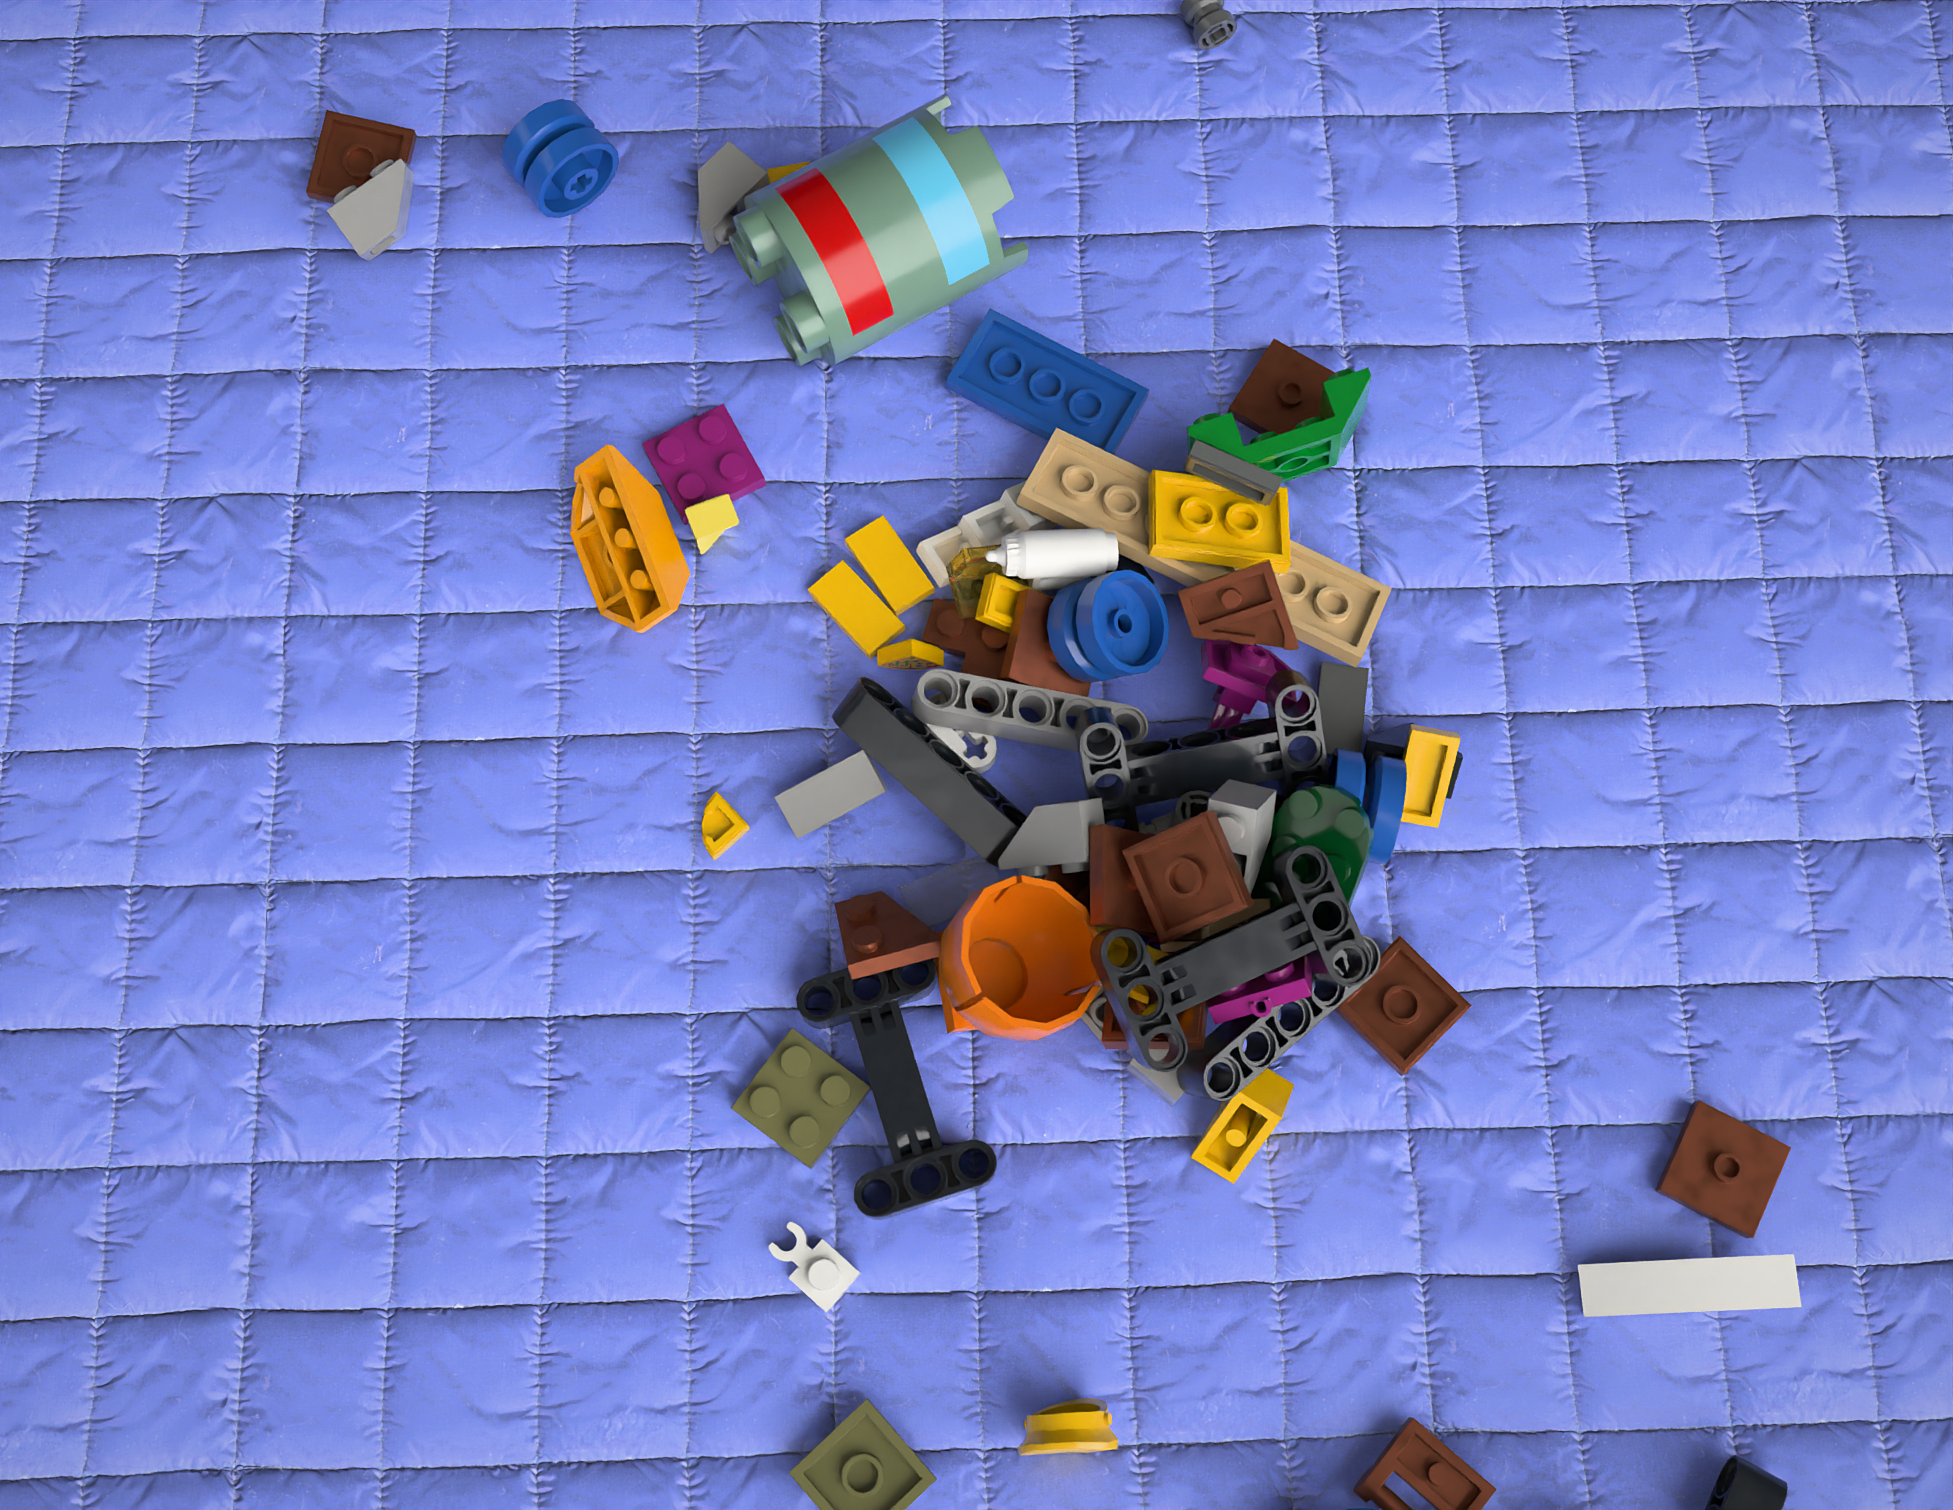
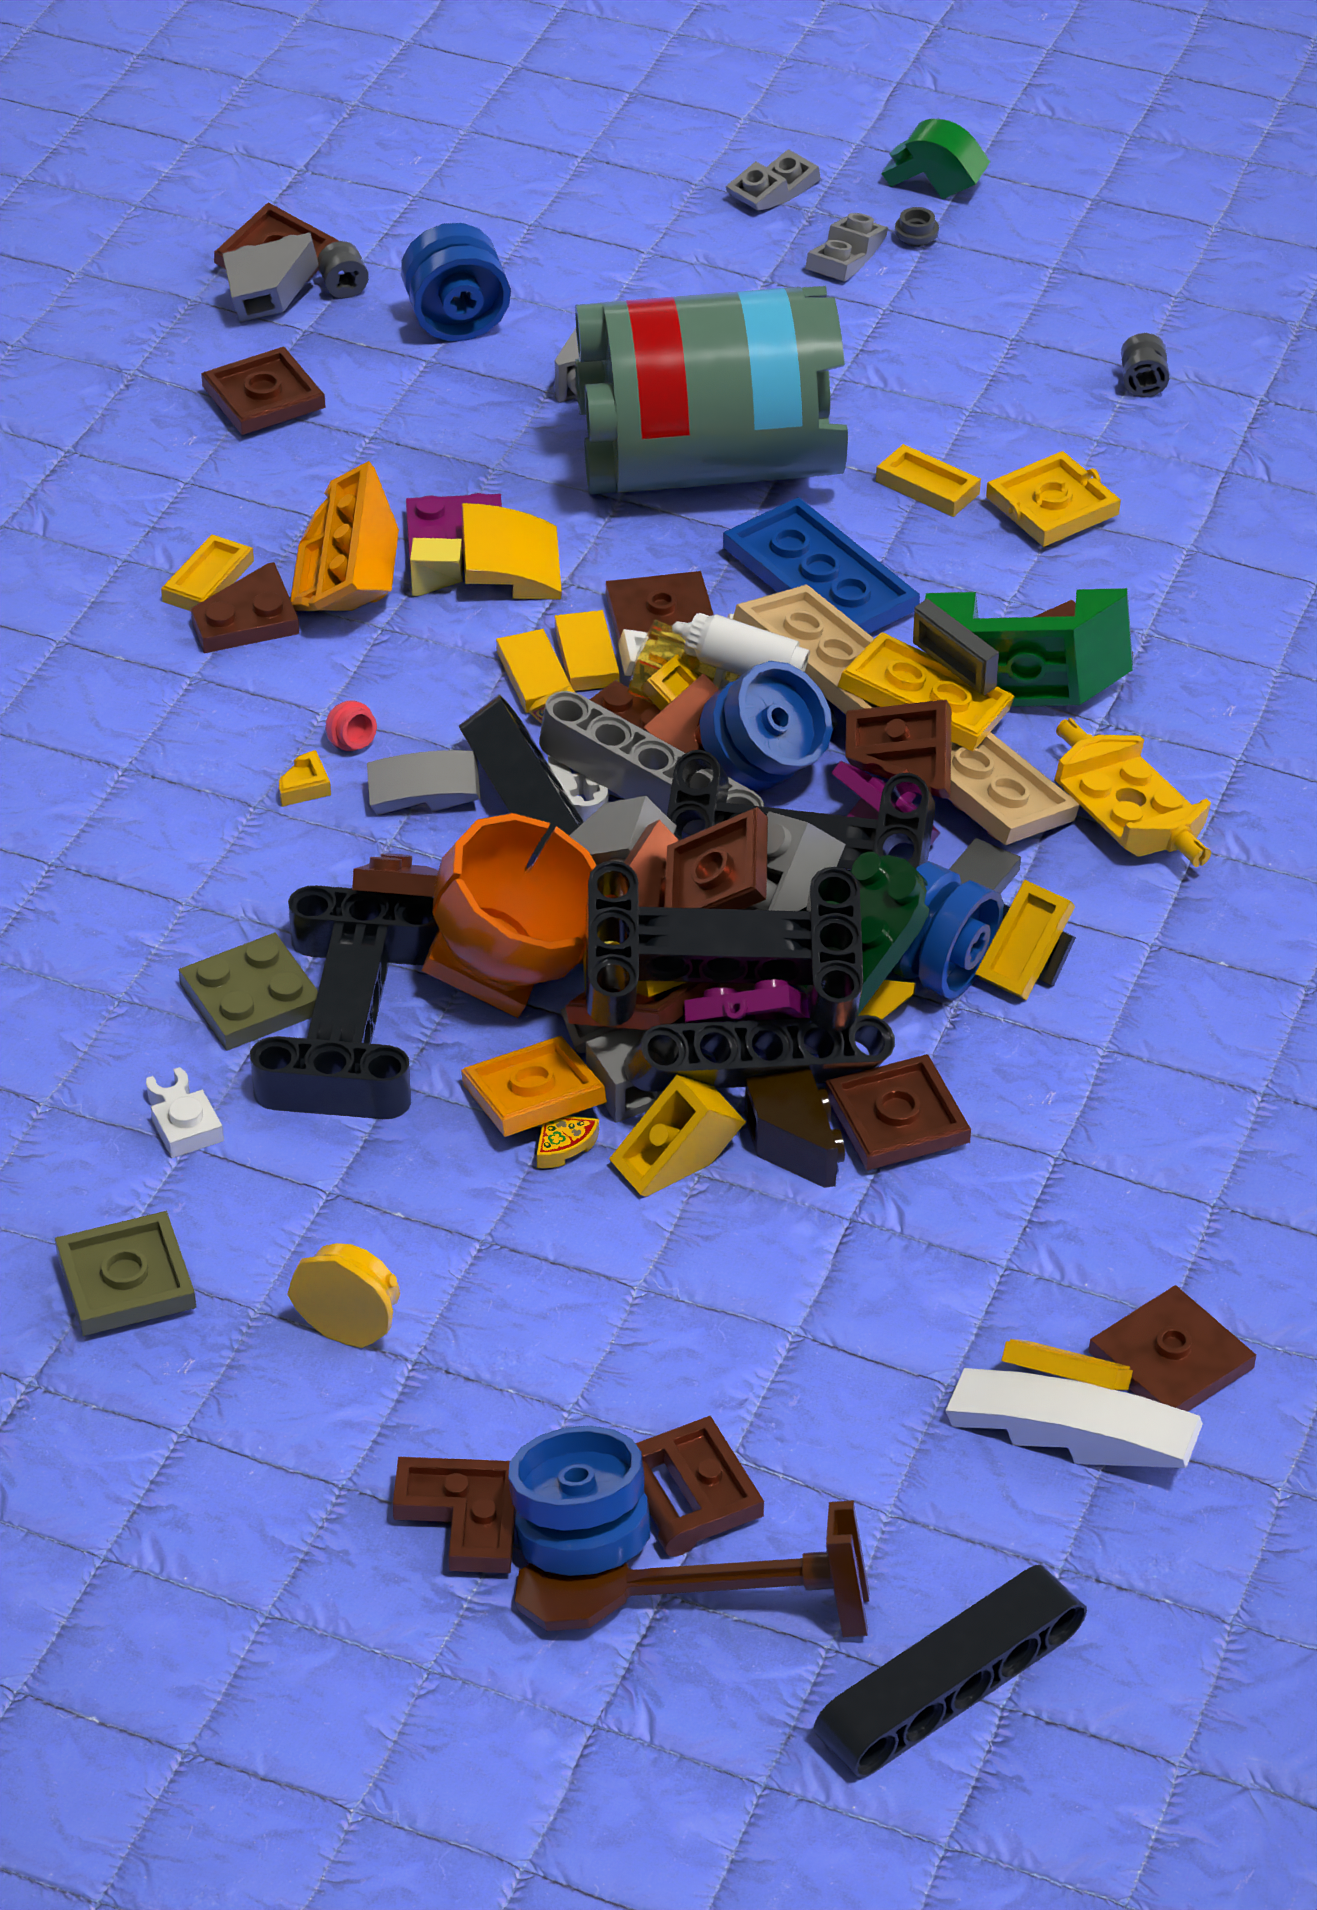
camera: 25 degrees right, 30 degrees down
(436, 165) = (346, 258): none -> dark grey wheel
(441, 353) = (263, 390): none -> copper plate
(507, 607) = (207, 572): none -> yellow tile
(567, 640) = (246, 612): none -> copper wing
(733, 751) = (350, 726): none -> coral plate
(769, 477) = (511, 549): none -> yellow slope
(930, 489) = (664, 598): none -> copper plate
(1082, 231) = (928, 480): none -> yellow tile
(1096, 1111) = (533, 1086): none -> light orange plate
(1145, 1153) = (565, 1139): none -> tile
(1203, 217) = (1053, 498): none -> yellow plate
(1331, 1066) = (792, 1125): none -> dark brown slope
(1464, 572) = (1129, 795): none -> yellow plate
(1661, 1234) = (1067, 1364): none -> yellow tile

